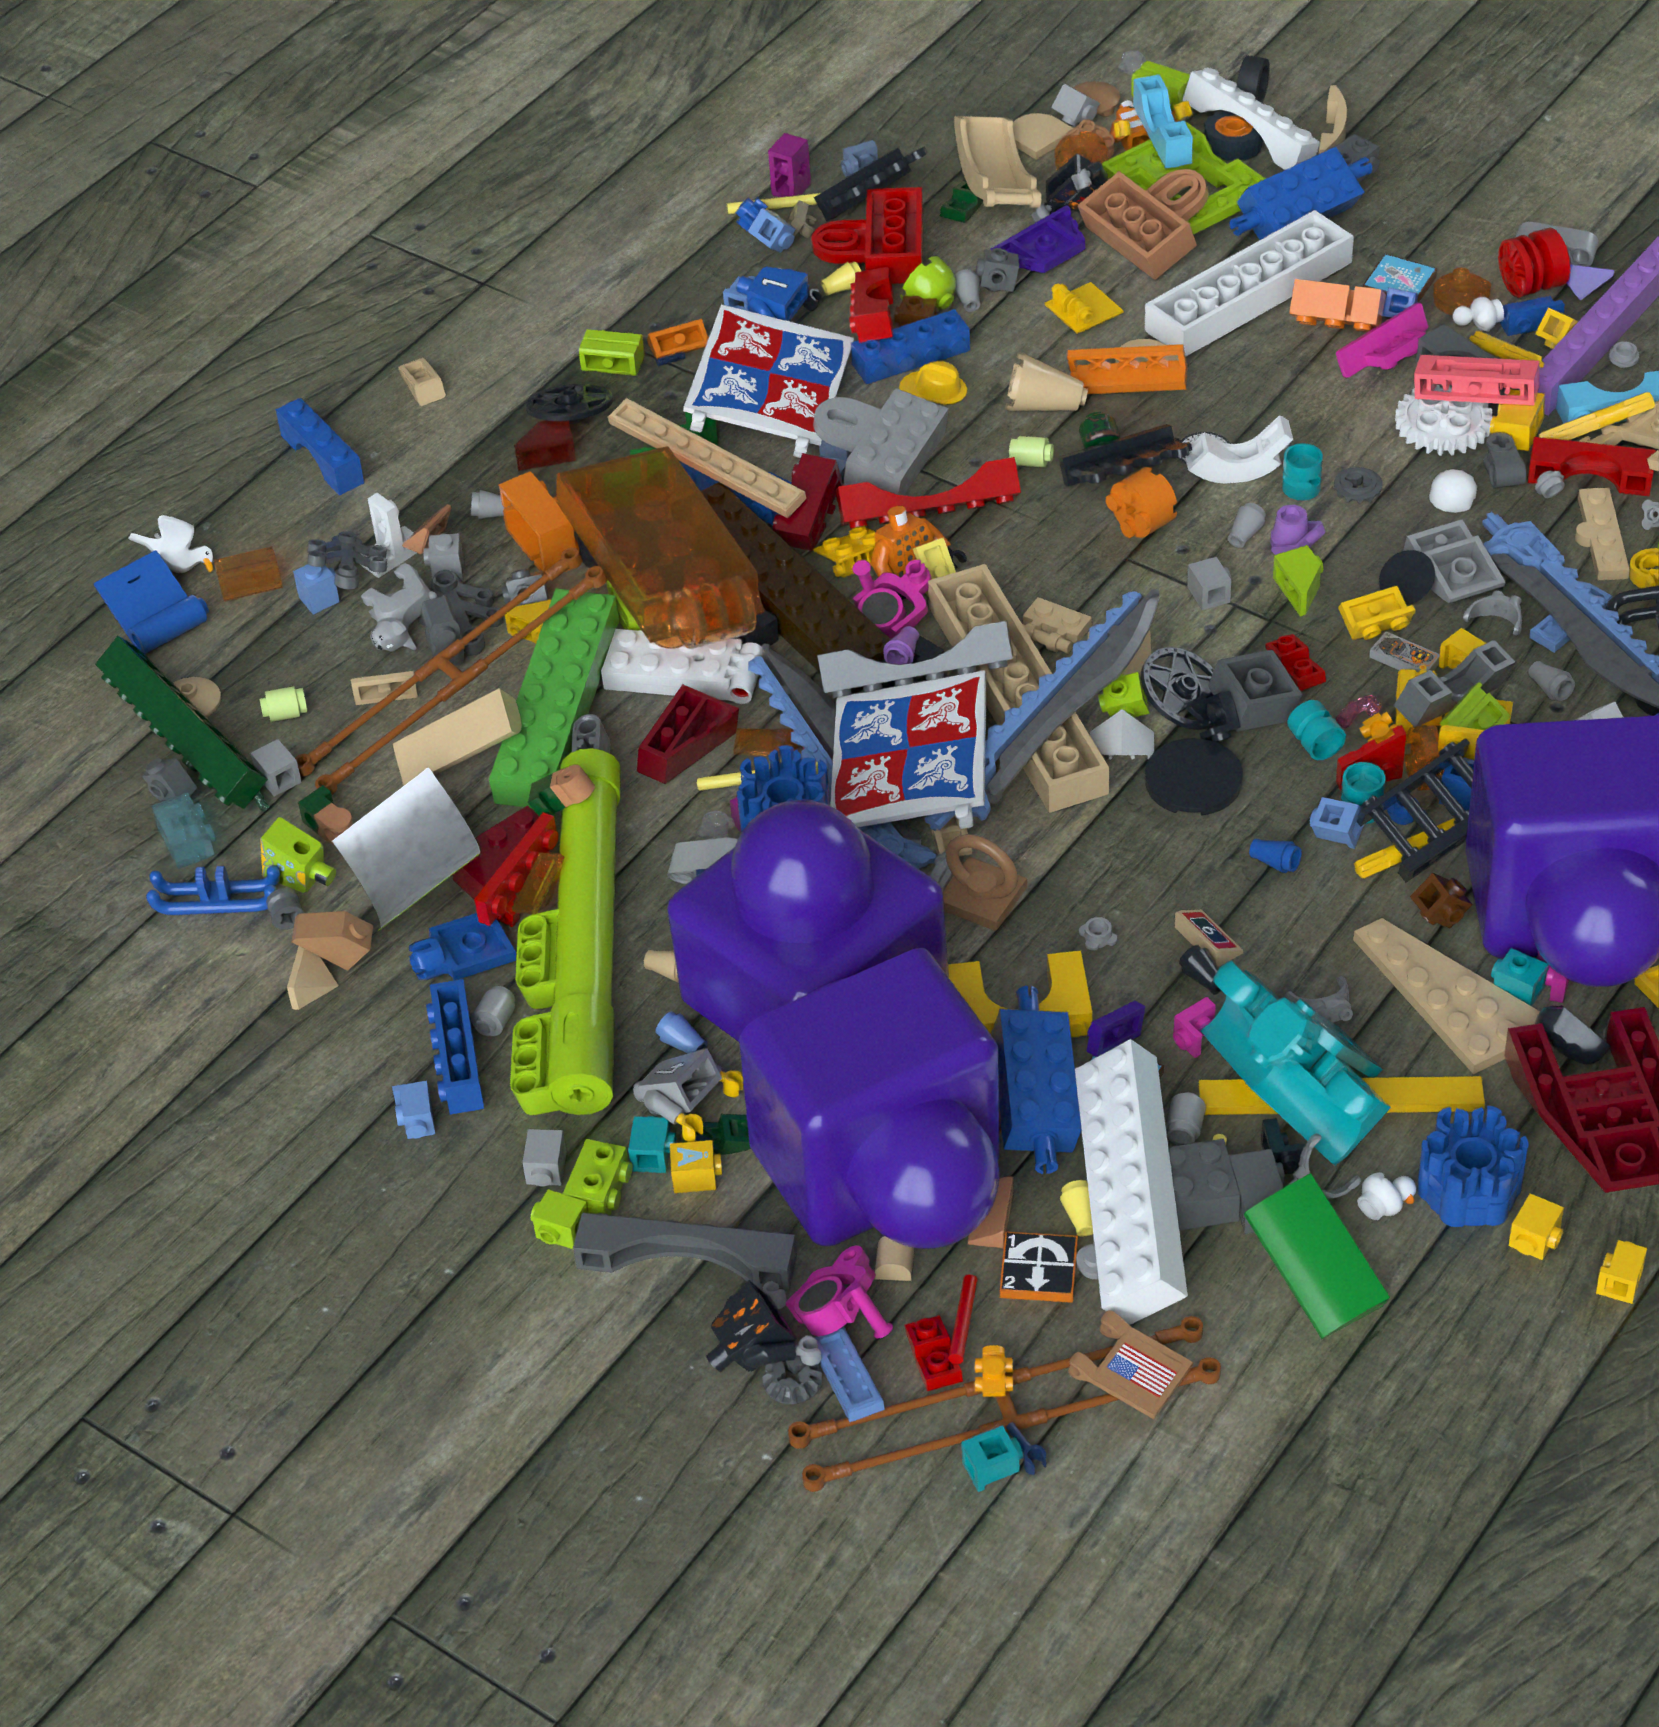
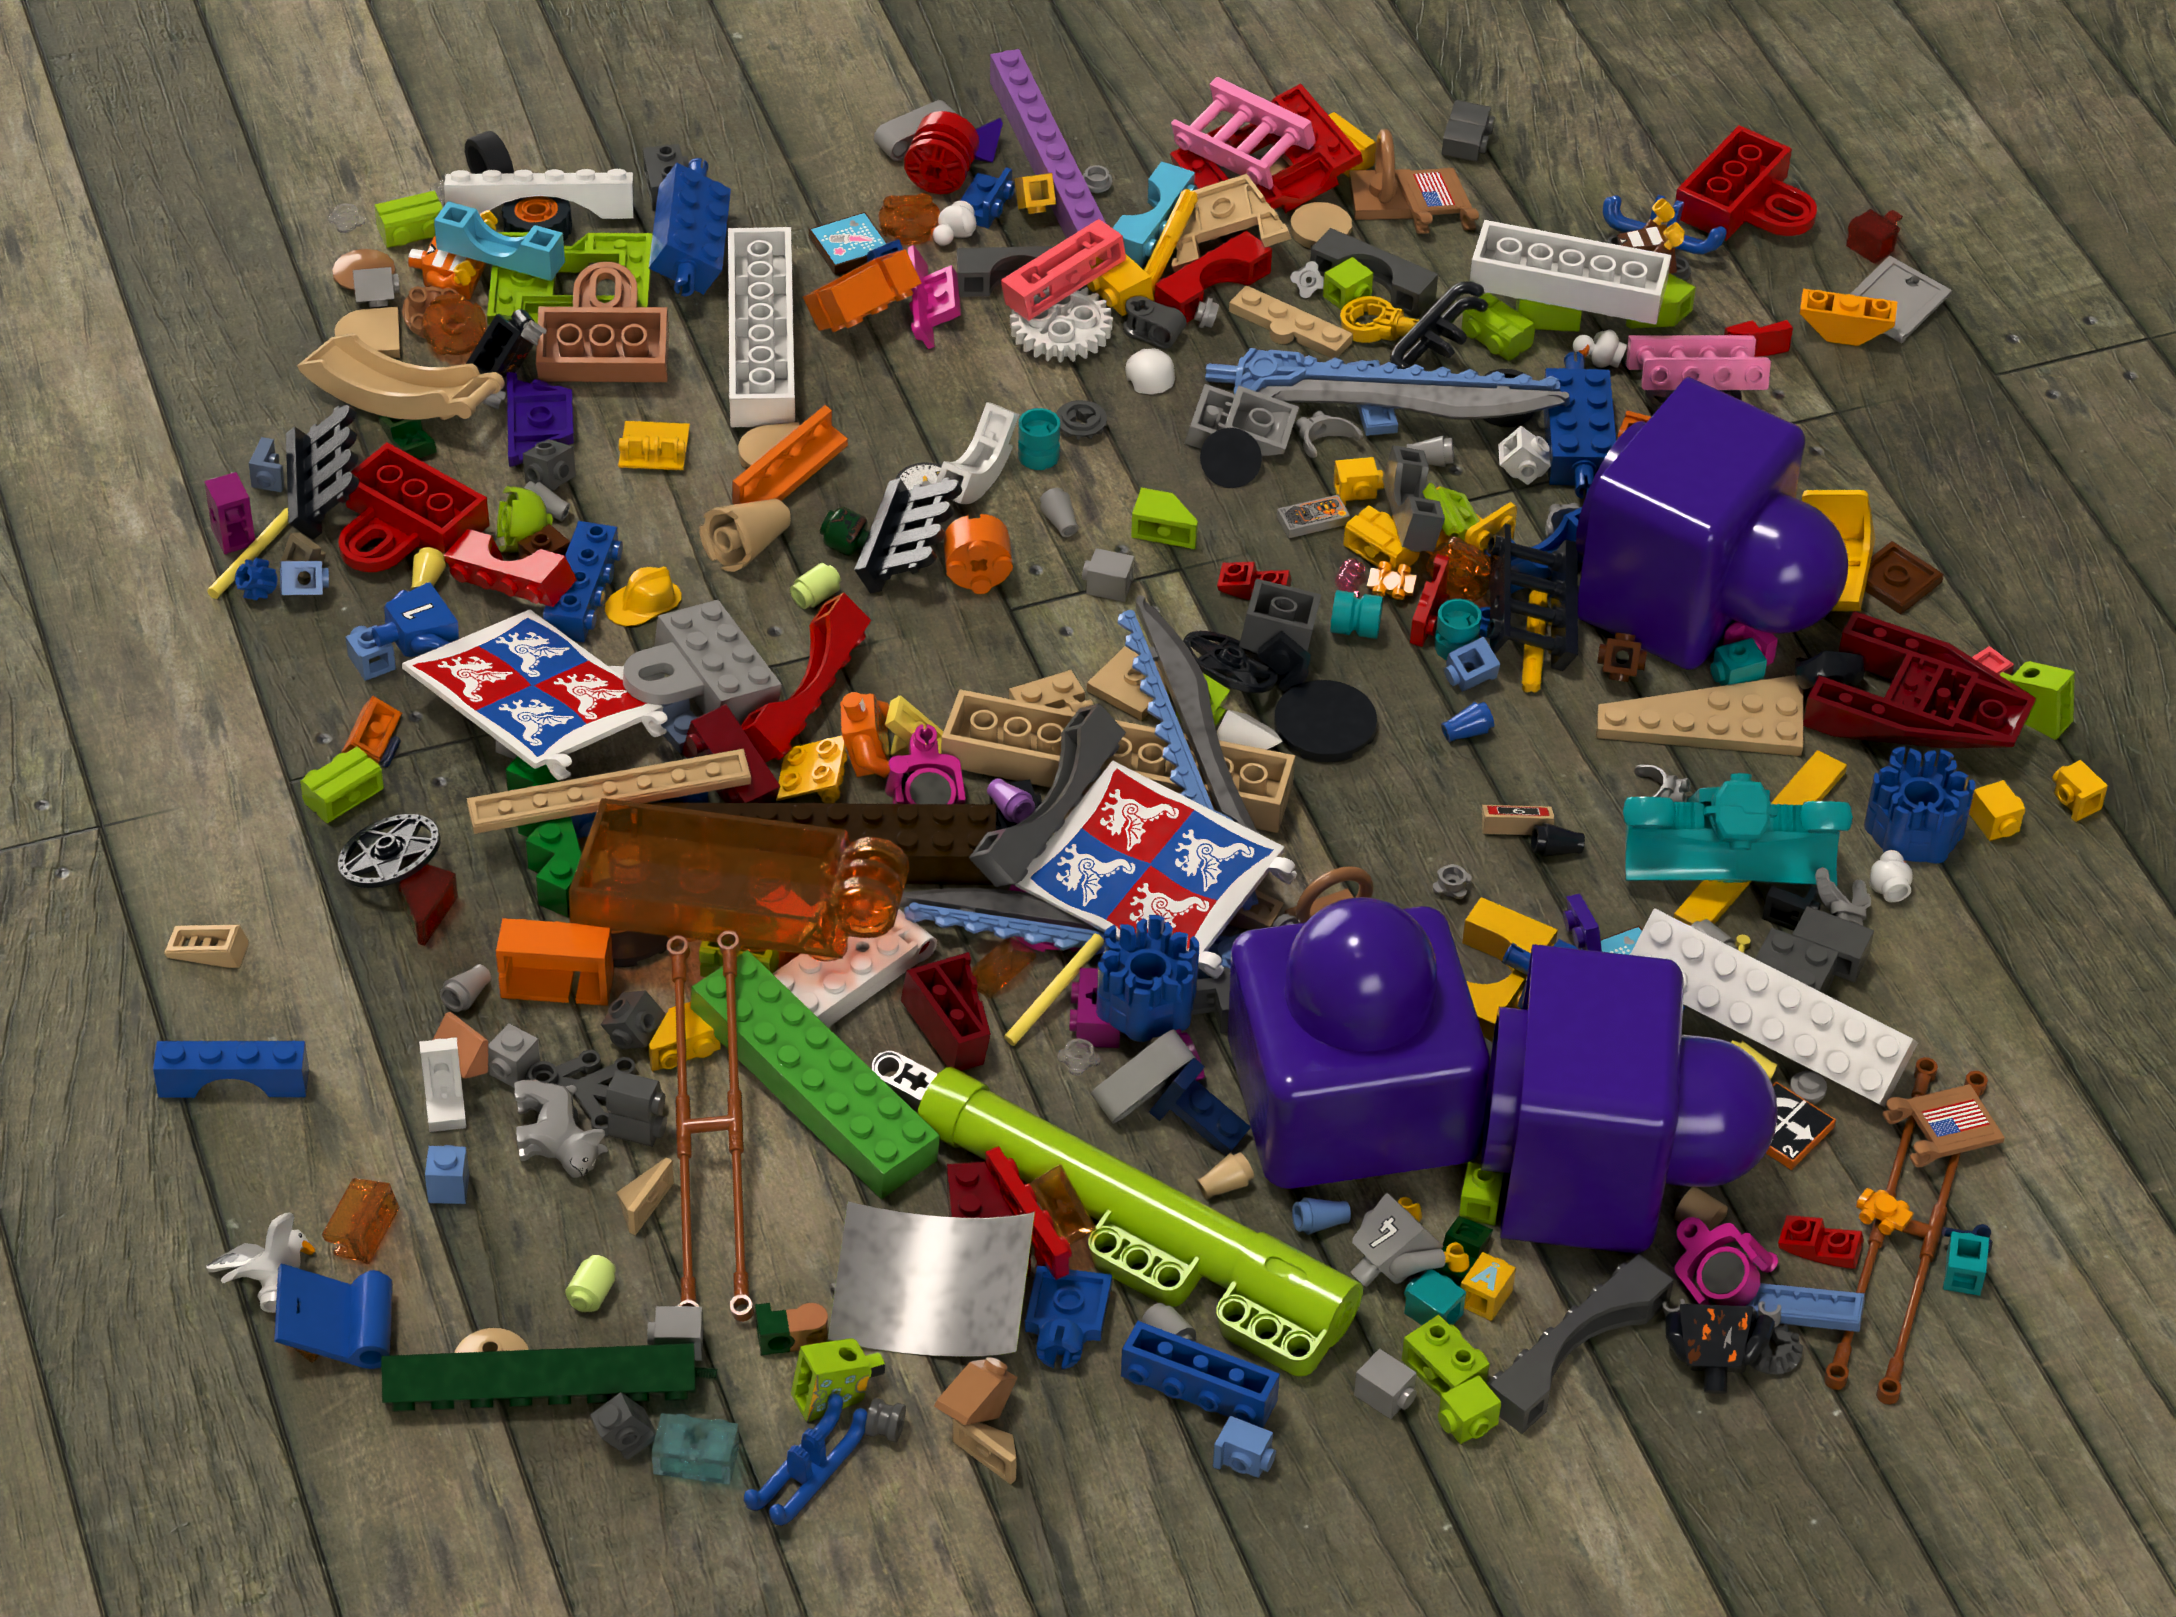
camera: 60 degrees left, 0 degrees up
(347, 549) = (407, 1122): dark grey plant -> none
(458, 735) = (814, 1169): tan brick -> none
(560, 790) = (975, 1121): leg -> none
(963, 1319) = (1805, 1201): red bar -> none
(1190, 1022) = (1616, 887): dark pink bracket -> none
(1294, 530) = (1099, 490): medium lavender piece -> none
(1316, 1256) = (1933, 945): green slope -> none
(1335, 115) = (585, 139): tan slope -> none
(1376, 613) = (1254, 501): yellow bracket -> none
(1502, 348) = (1033, 234): yellow axle -> none

